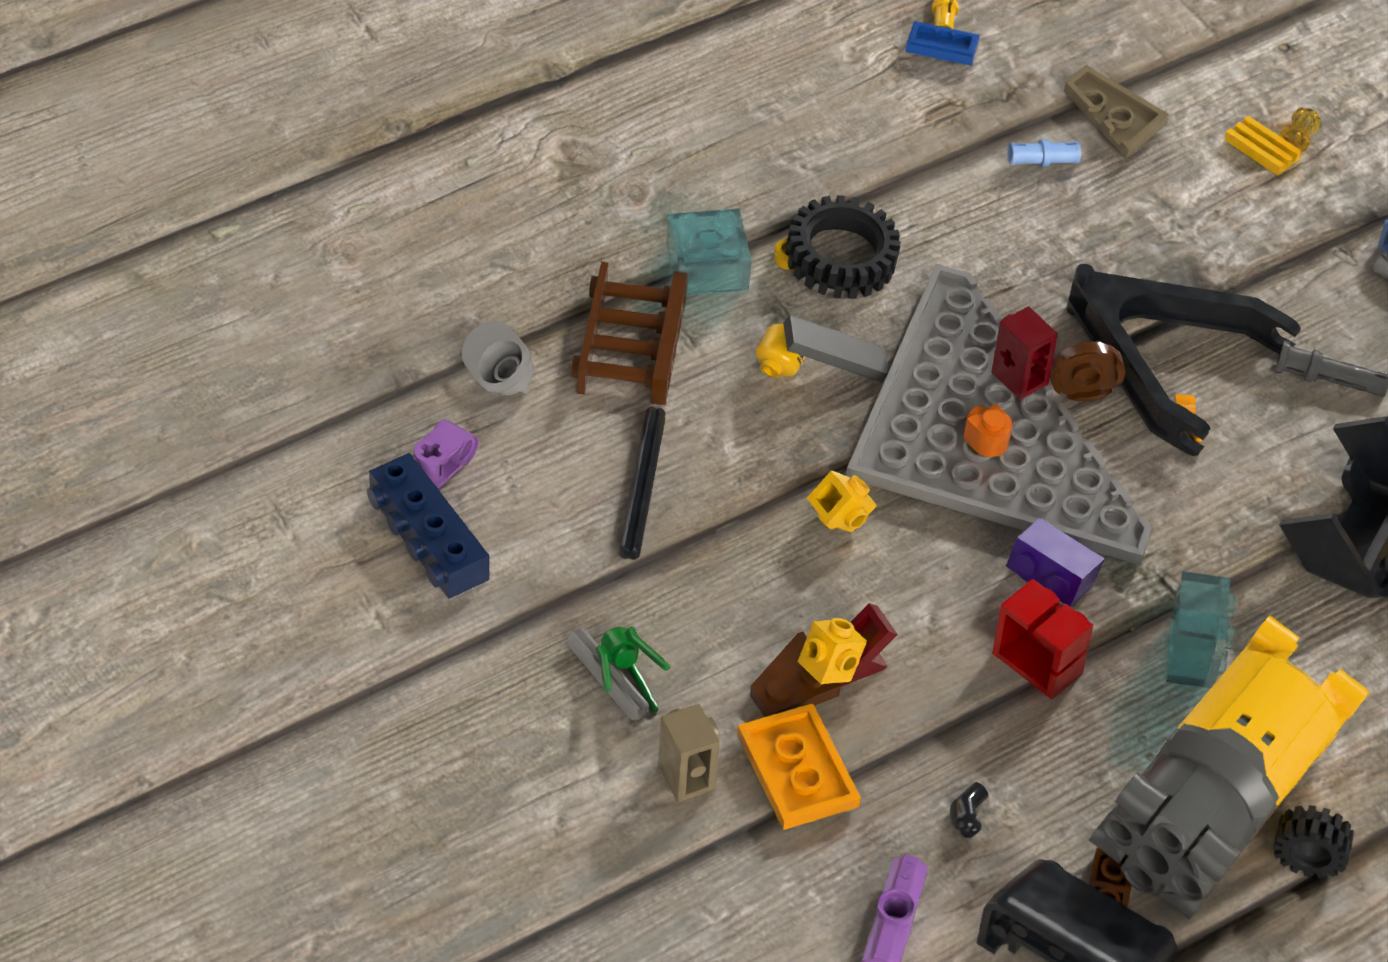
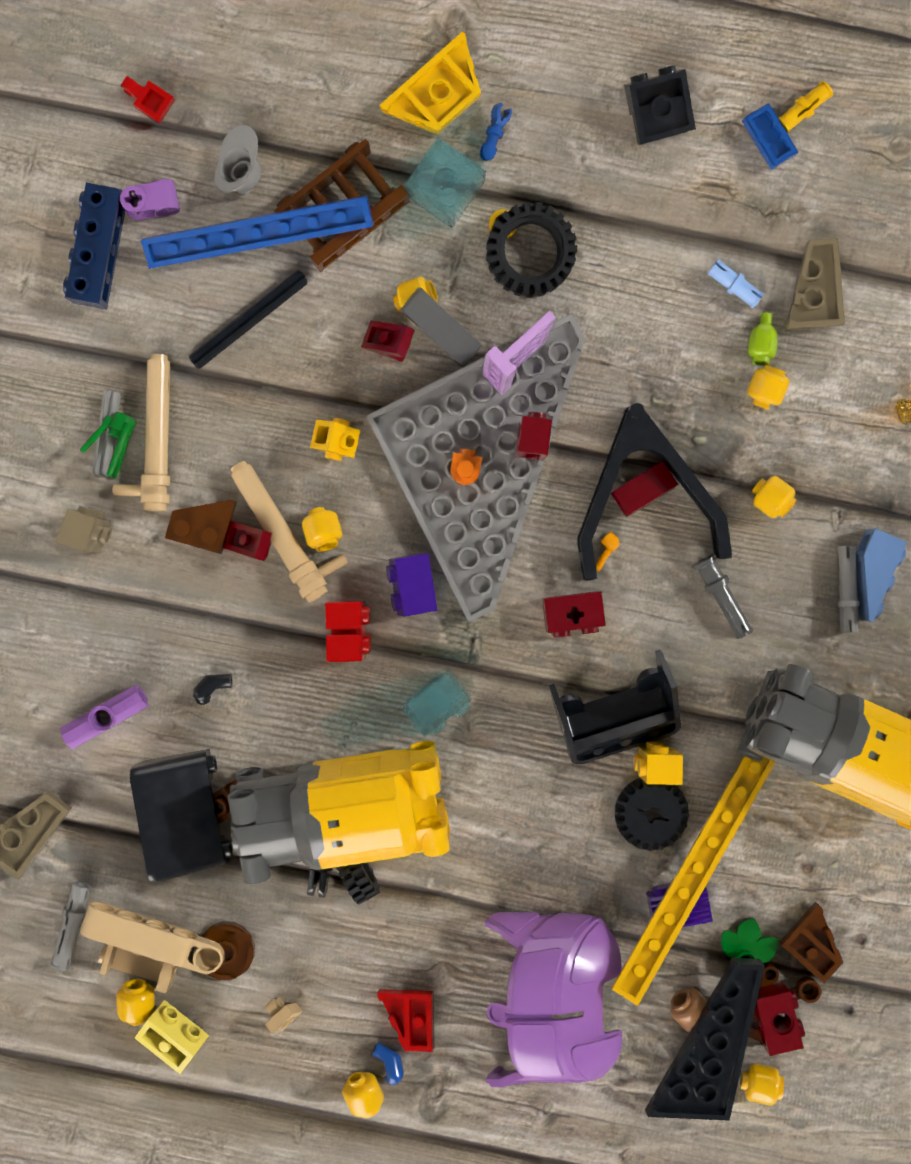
camera: 50 degrees right, 40 degrees up
(354, 379) = (149, 99): none -> red plate
(578, 397) = (258, 232): none -> blue plate
(619, 199) = (437, 90): none -> yellow wing
(703, 669) = (155, 478): none -> tan cylinder
(704, 192) = (494, 132): none -> blue piece
(796, 396) = (388, 339): none -> dark red slope
(798, 766) = (147, 582): light orange plate -> none
(825, 79) = (660, 104): none -> black plate
(832, 651) = (211, 539): yellow brick -> none
(915, 587) = (322, 529): none -> yellow head
(936, 636) = (301, 569): none -> tan cylinder
(940, 292) = (501, 367): none -> lavender fence
(1087, 371) = (568, 477): reddish brown tile -> none
(1119, 175) = (763, 341): none -> lime plant
(1162, 342) = (644, 489): none -> dark red slope
(1165, 198) = (768, 386): none -> yellow head
(1223, 478) = (588, 603): none -> dark red brick
(1266, 143) = (892, 396): yellow tile -> none
(1275, 268) = (774, 497): none -> yellow head
(1277, 885) = (312, 883): none -> black arm

